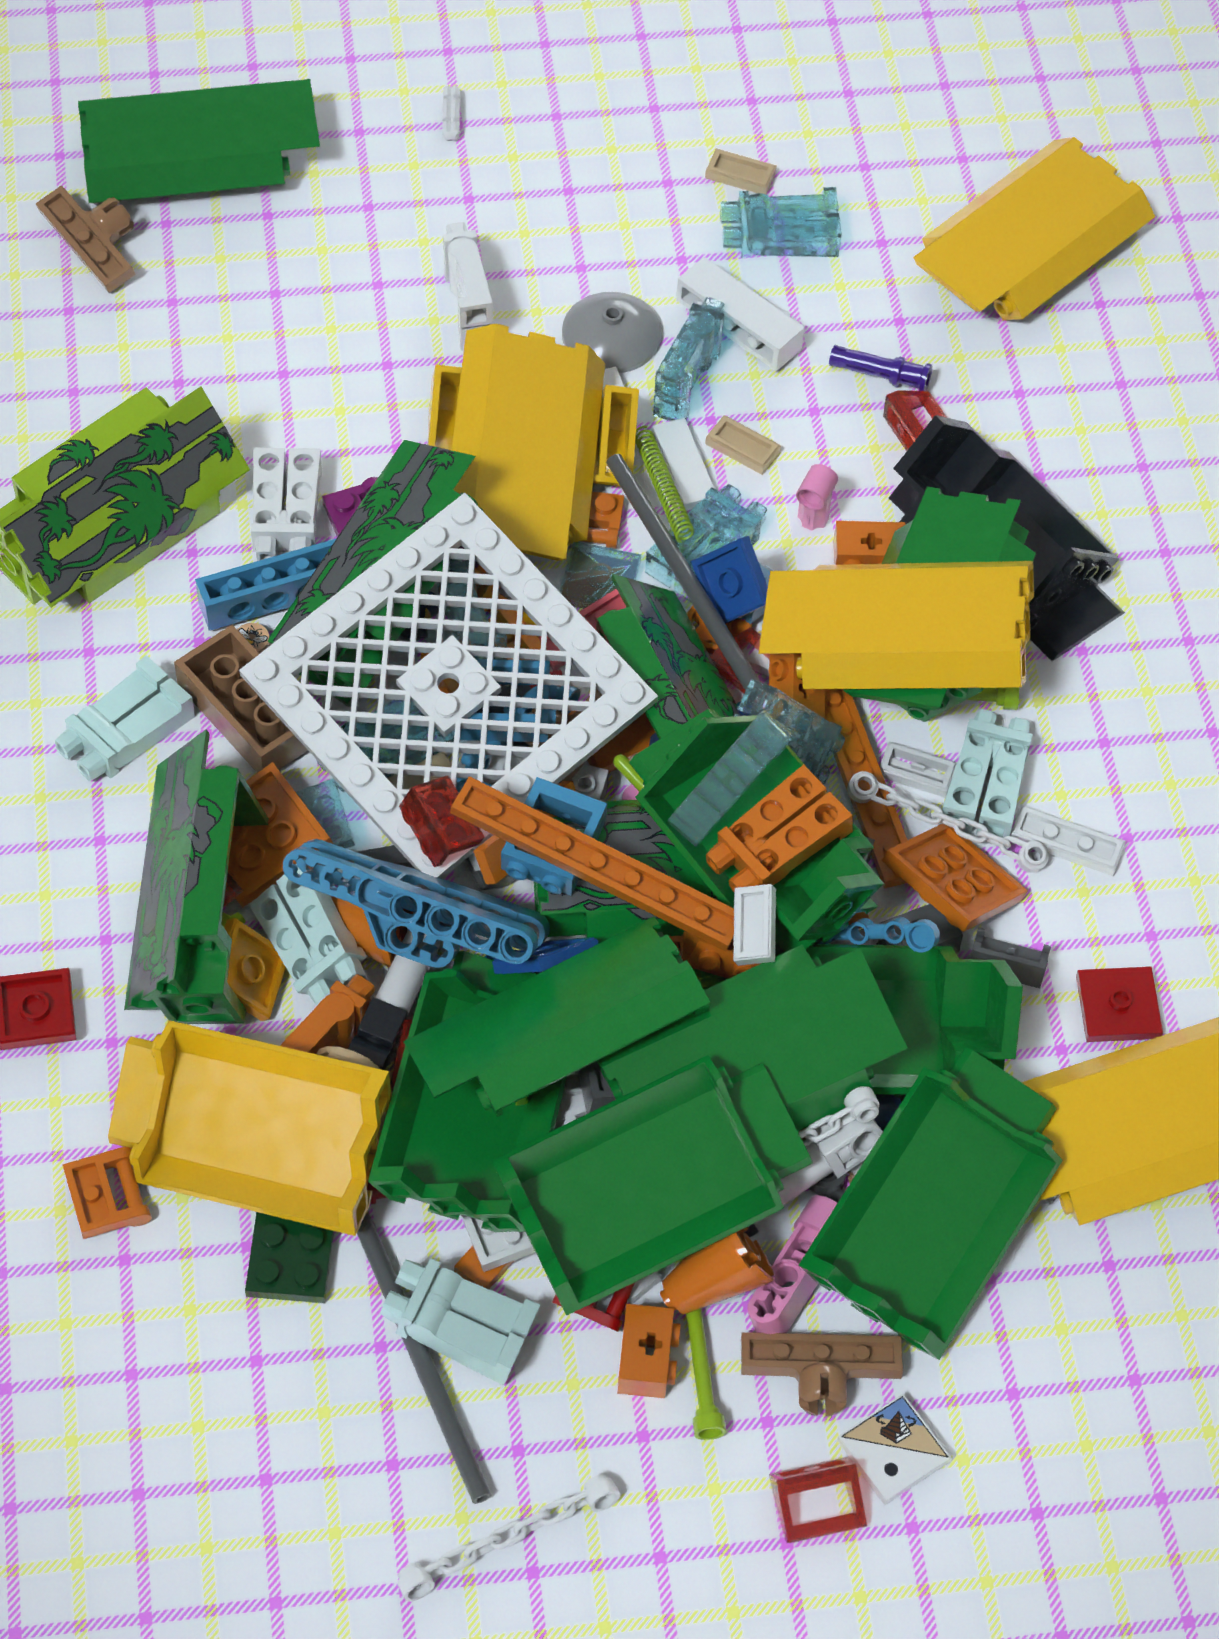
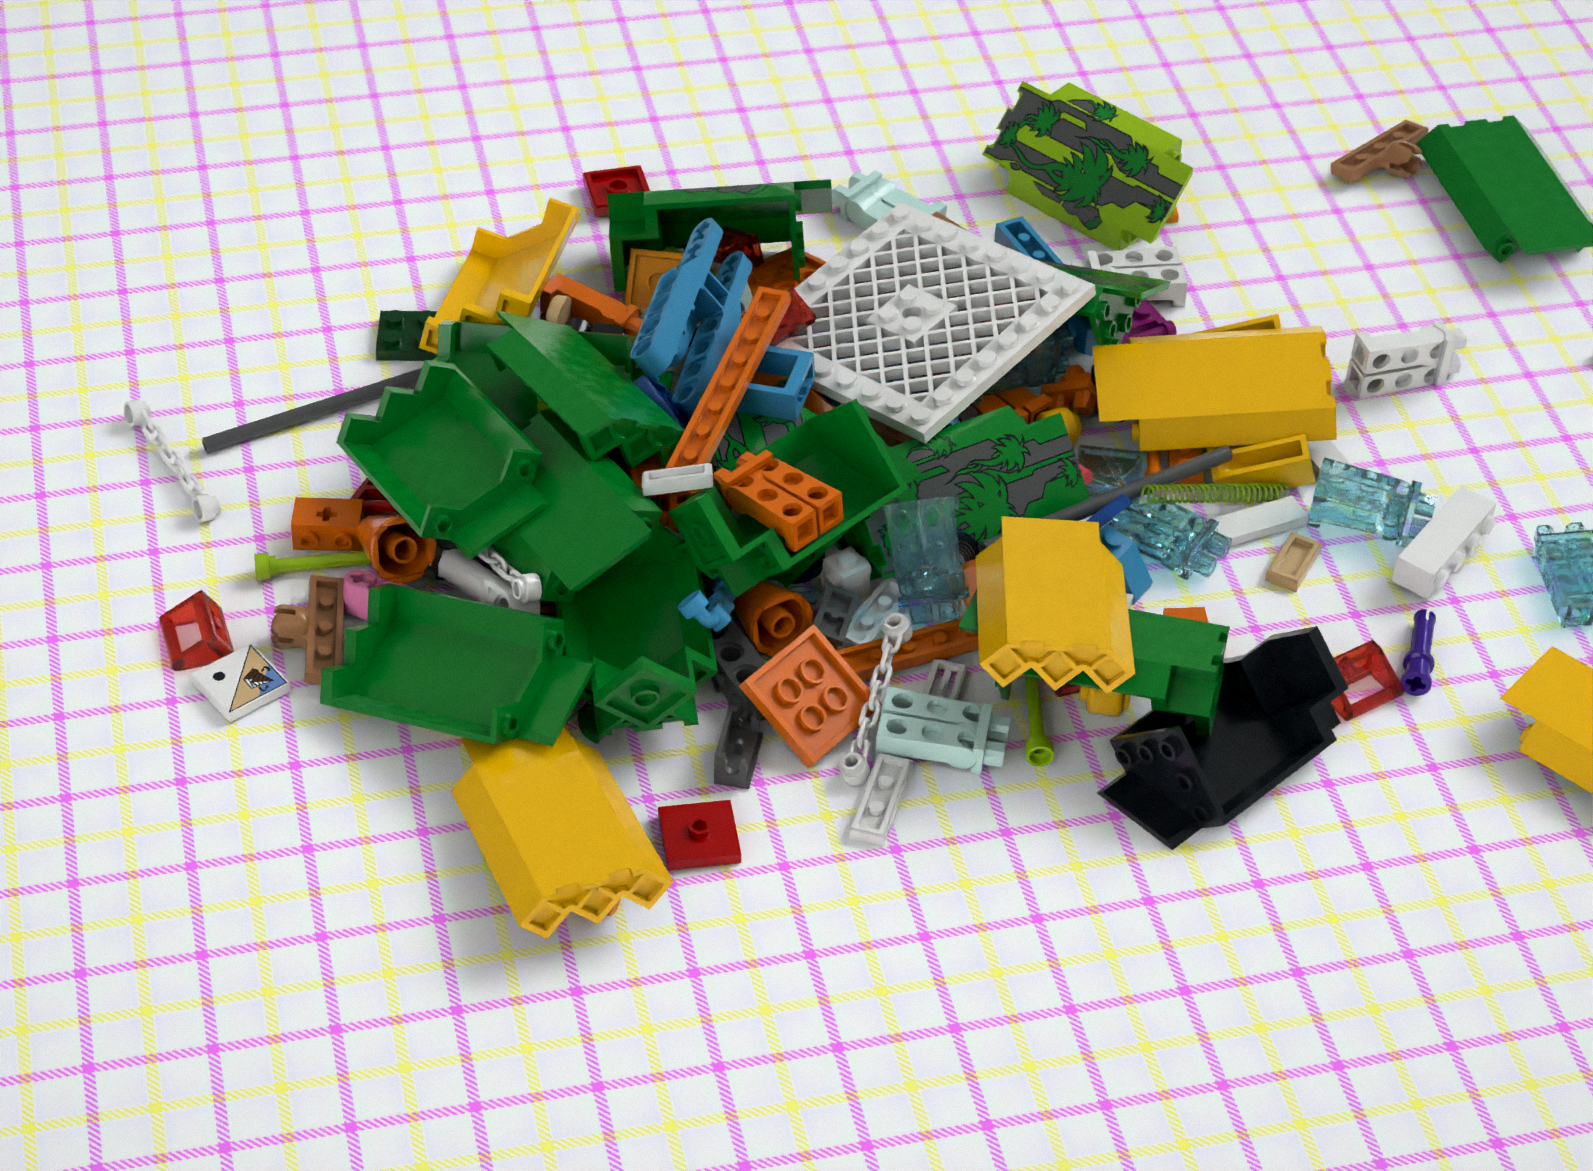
camera: 85 degrees right, 15 degrees down
(93, 1194) = (455, 232): orange plate -> none
(460, 1318) = (351, 392): light aqua hips -> none
(616, 327) = (1408, 461): light grey dish -> none
(731, 777) = (841, 455): clear light blue beam -> none
(816, 496) = (1229, 589): bright pink piece -> none

